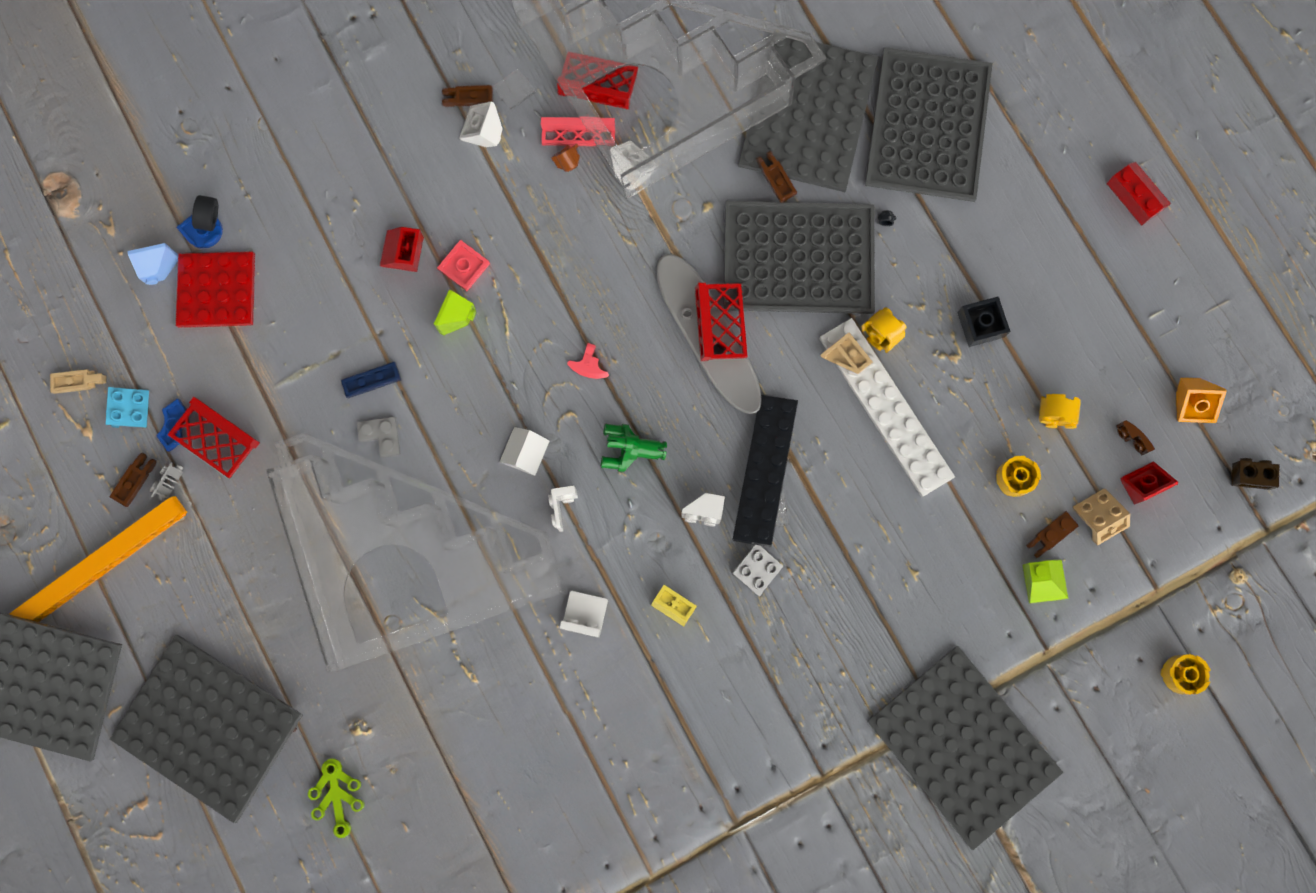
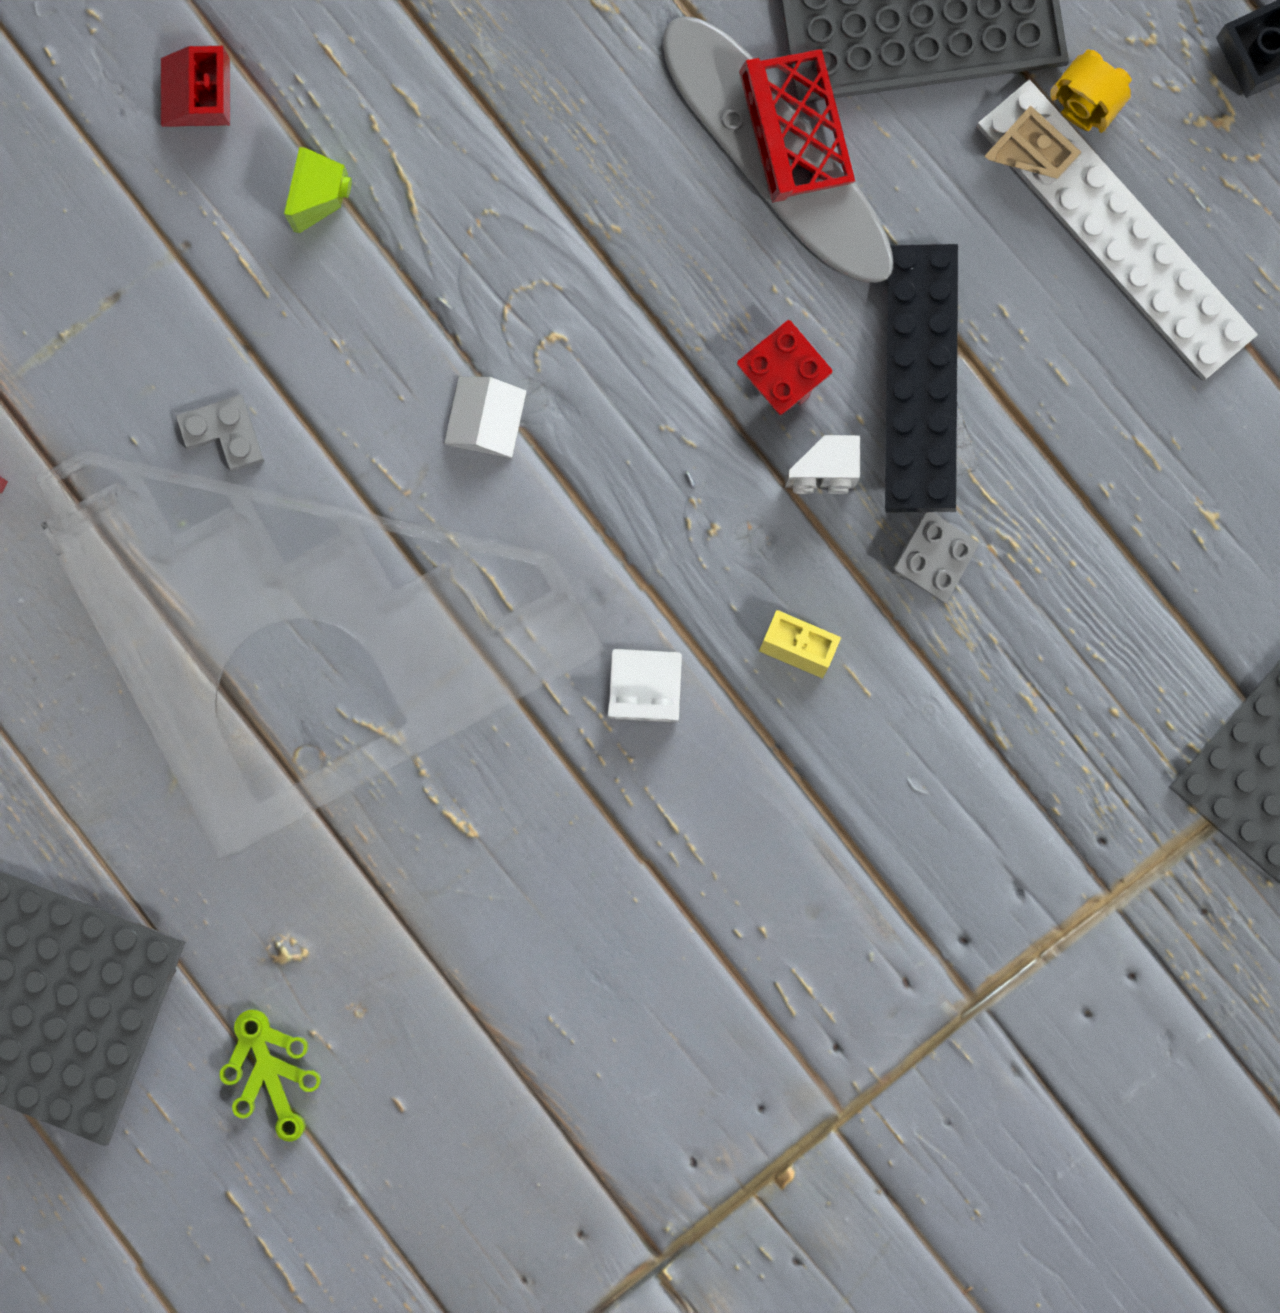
camera: 10 degrees left, 5 degrees up
(371, 380) = (185, 335): dark blue tile -> none
(463, 265) = (312, 99): coral tile -> none
(563, 494) = (577, 482): white bracket -> none
(588, 365) = (572, 244): coral piece -> none
(631, 447) = (675, 378): green wheel -> none
(691, 452) = (784, 367): none -> red bracket

